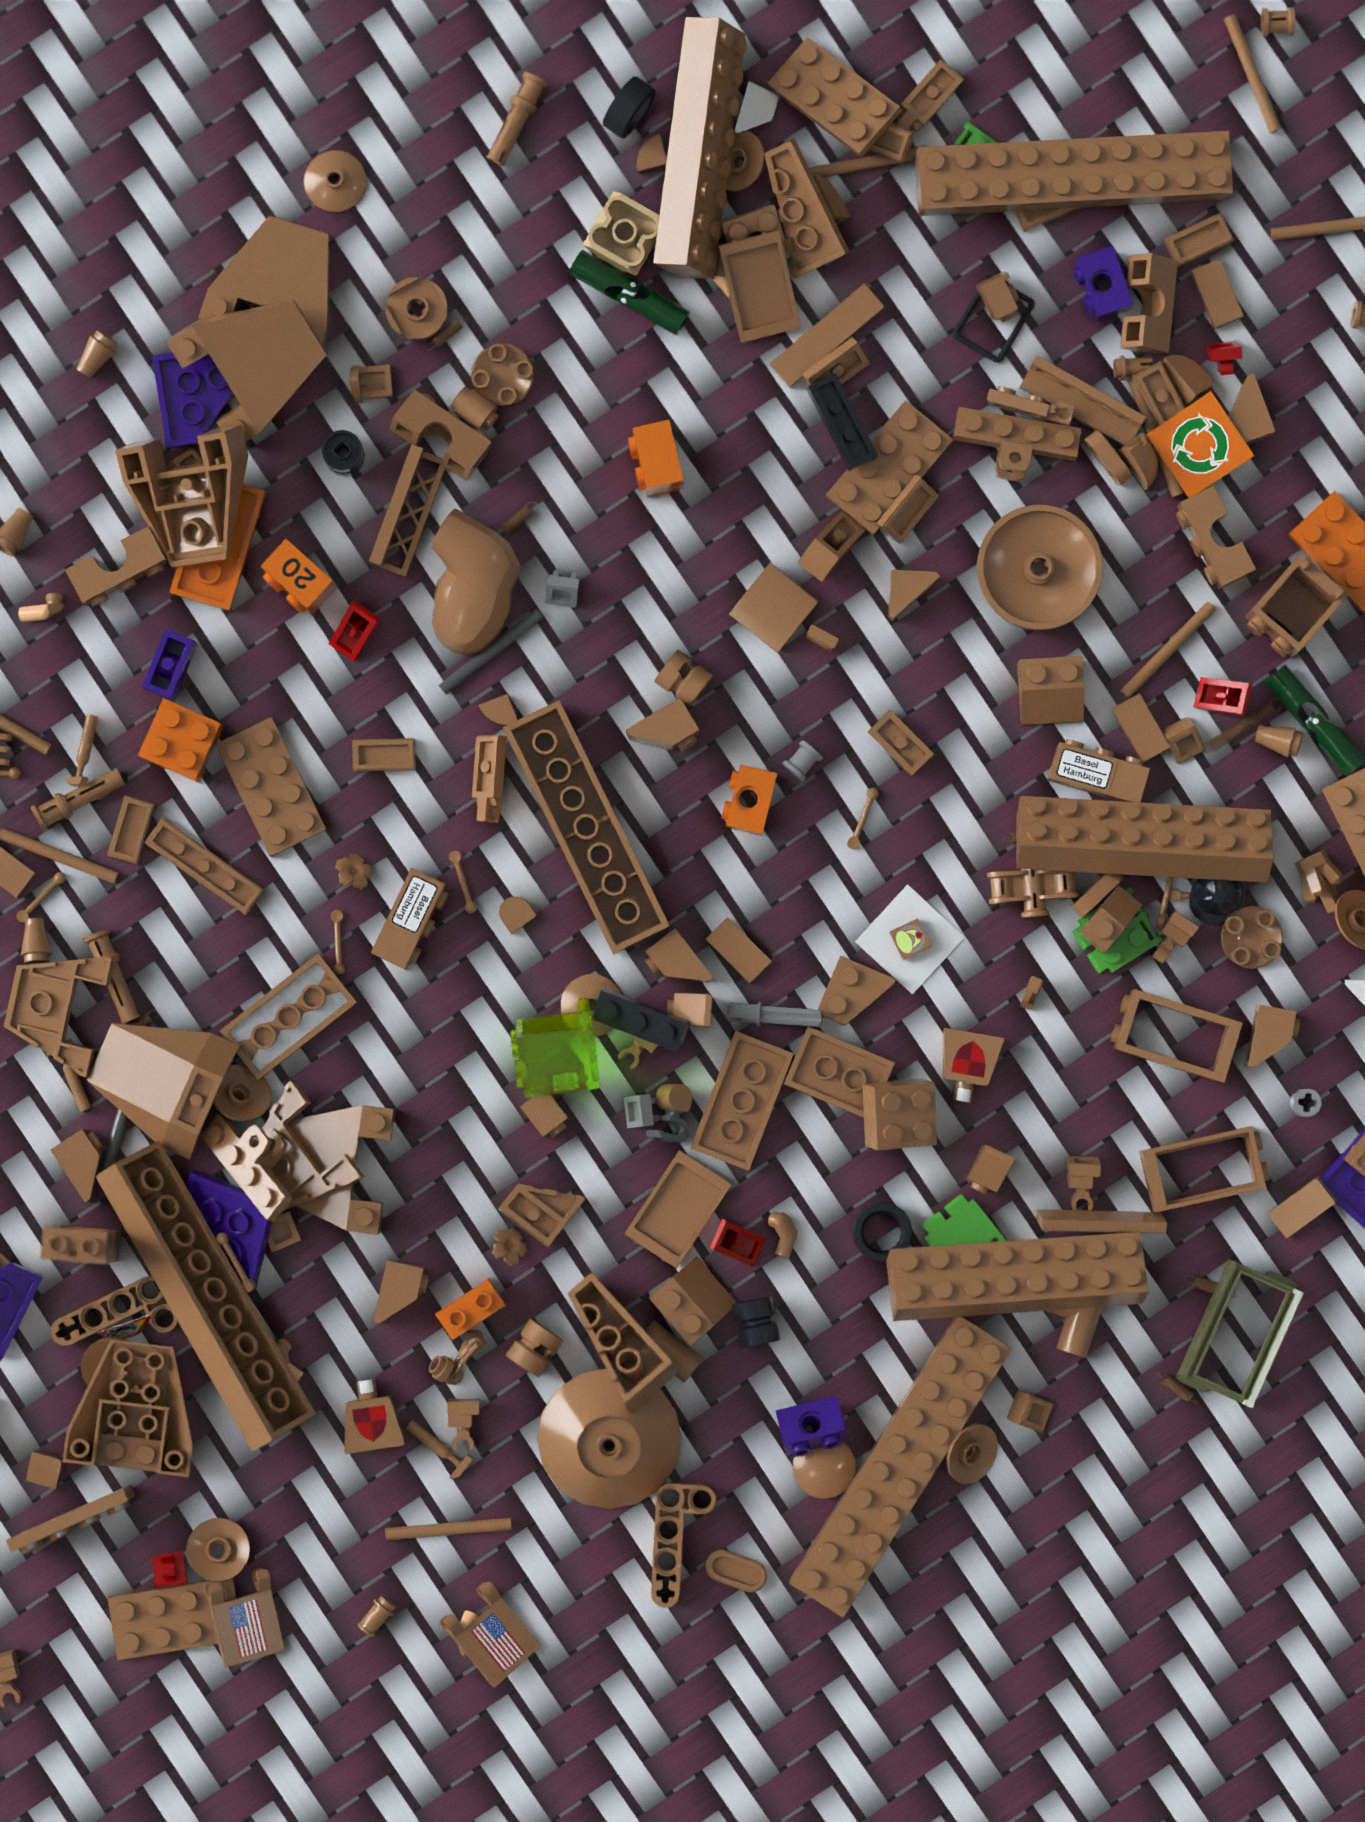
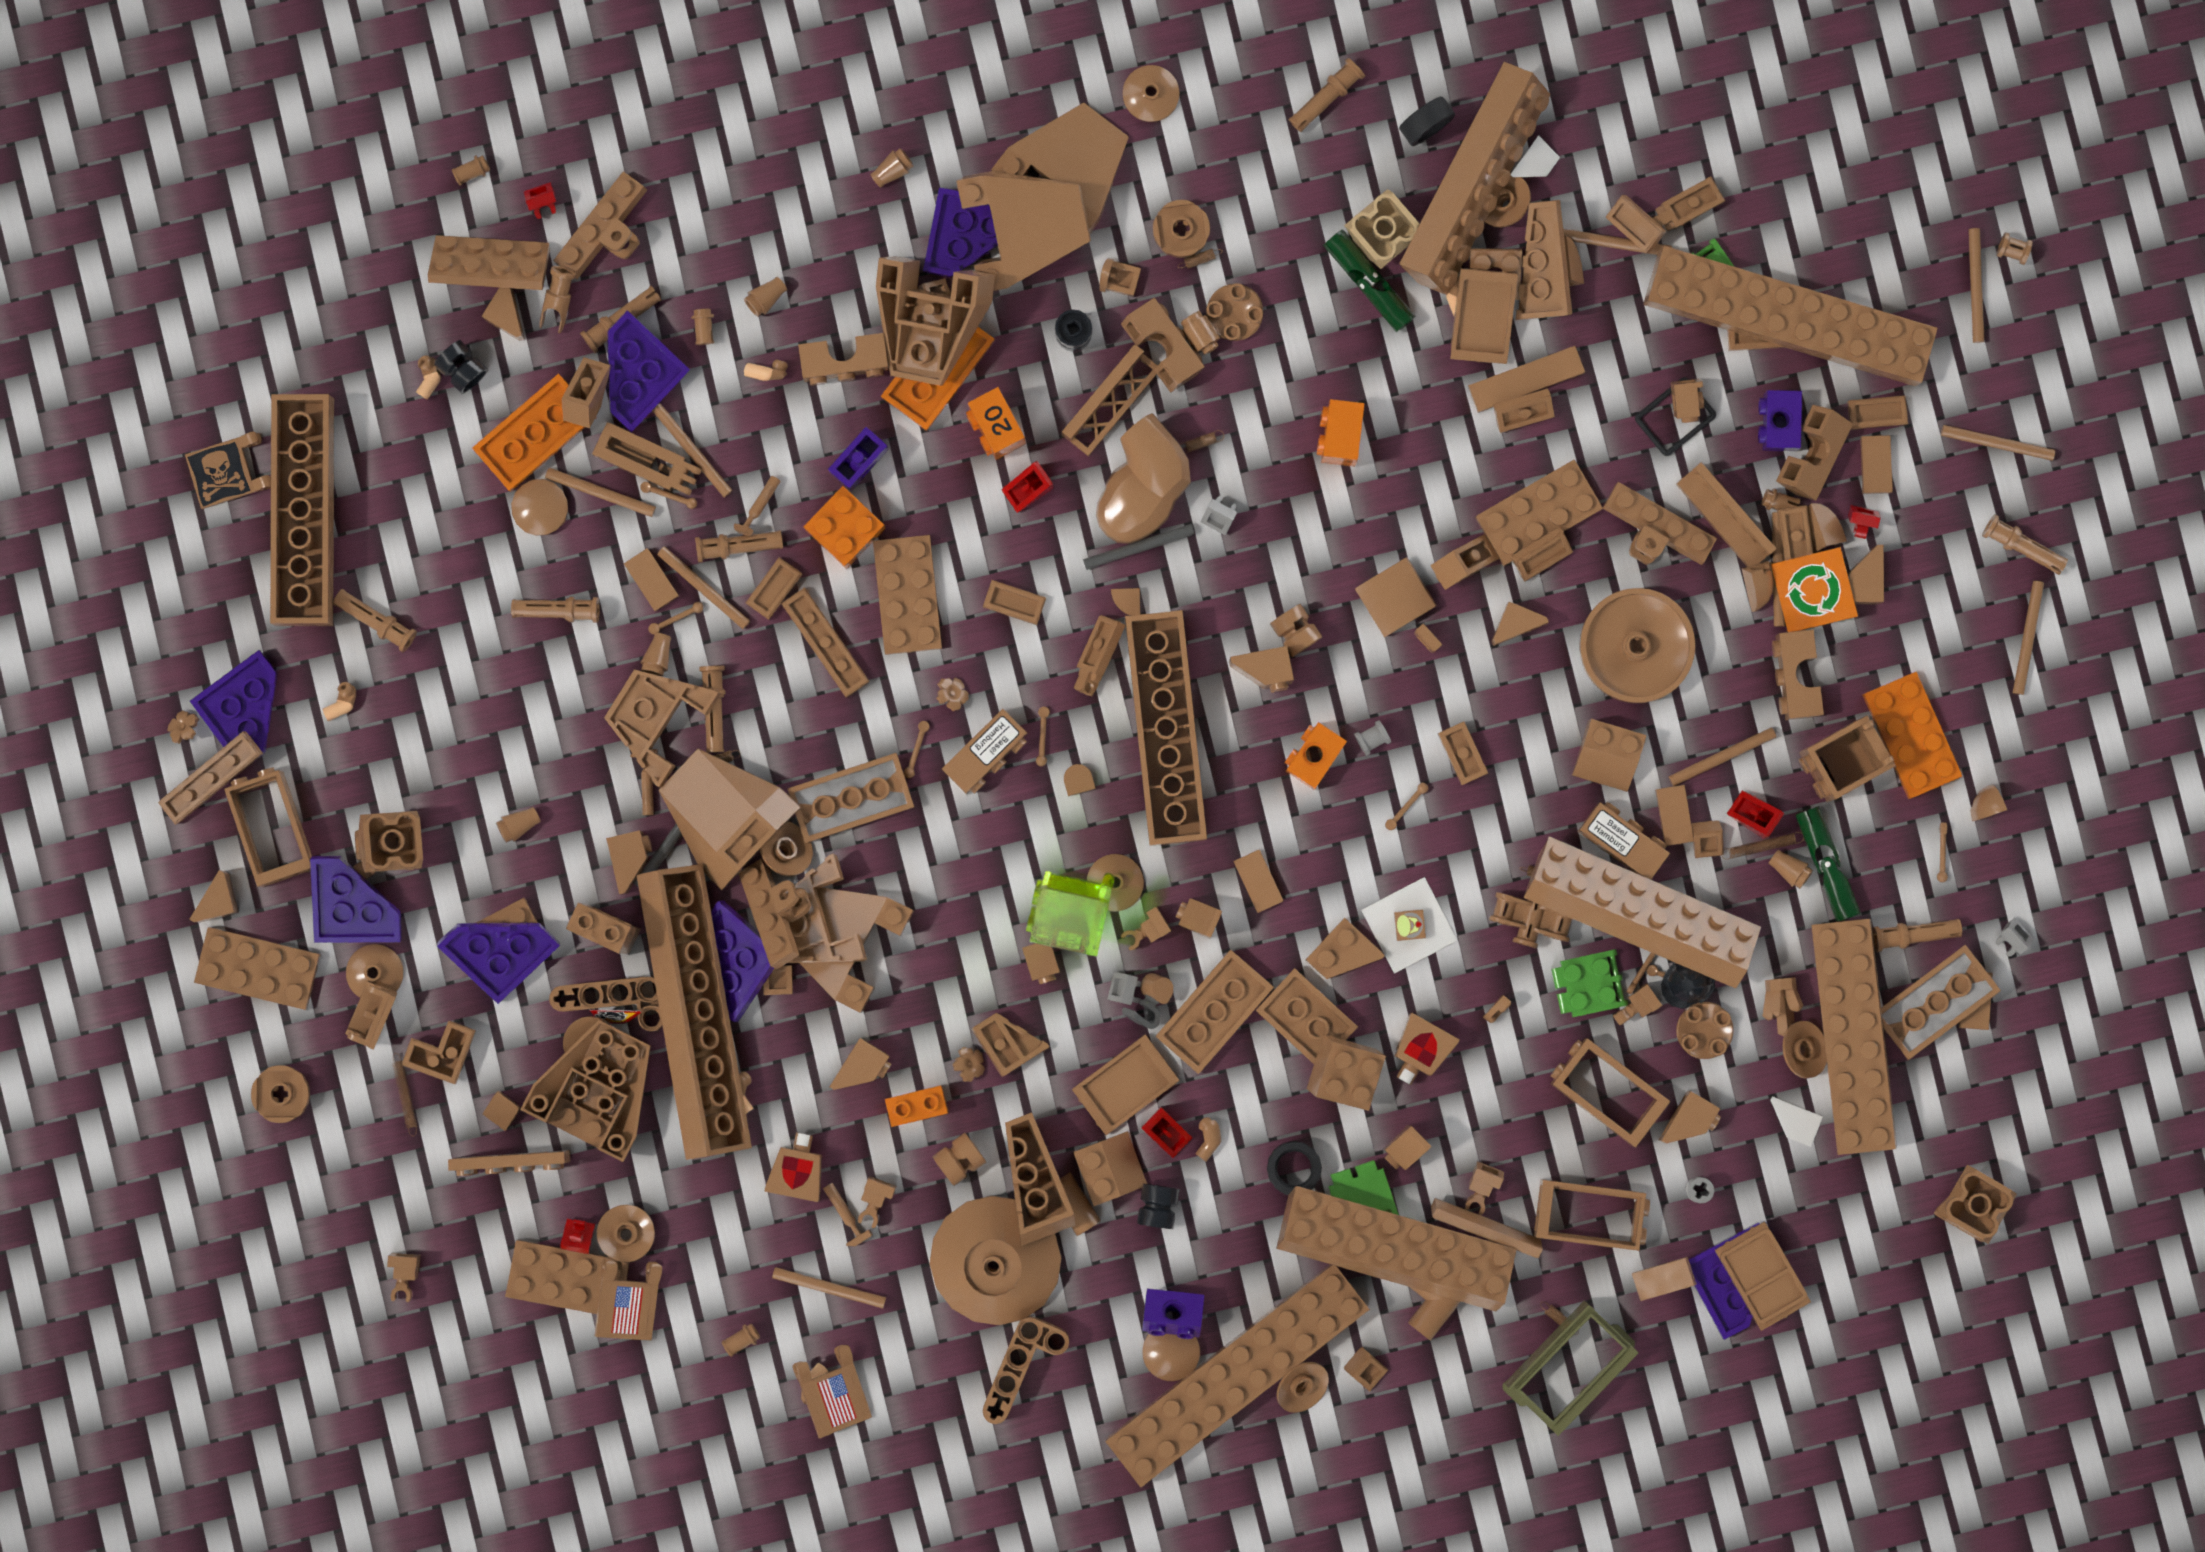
camera: 20 degrees right, 0 degrees up
(248, 1284) = (734, 1015): medium nougat hinge -> none
(443, 1366) = (876, 1147): medium nougat piece -> none
(640, 1020) = (1152, 911): black plate -> none
(651, 155) = (1431, 169): medium nougat tile -> none
(676, 959) = (1202, 869): medium nougat slope -> none
(736, 1570) = (1063, 1413): medium nougat tile -> none
(776, 1015) = (1255, 942): light grey axle -> none
(834, 97) = (1607, 176): medium nougat piece -> none
(842, 422) = (1512, 459): black plate -> none
(1031, 406) = (1680, 504): medium nougat hinge -> none
(1096, 893) = (1584, 943): medium nougat beam -> none
(1108, 458) = (1730, 572): medium nougat beam -> none
(1110, 919) = (1588, 971): medium nougat slope -> none
(1177, 1388) = (1499, 1395): medium nougat piece -> none

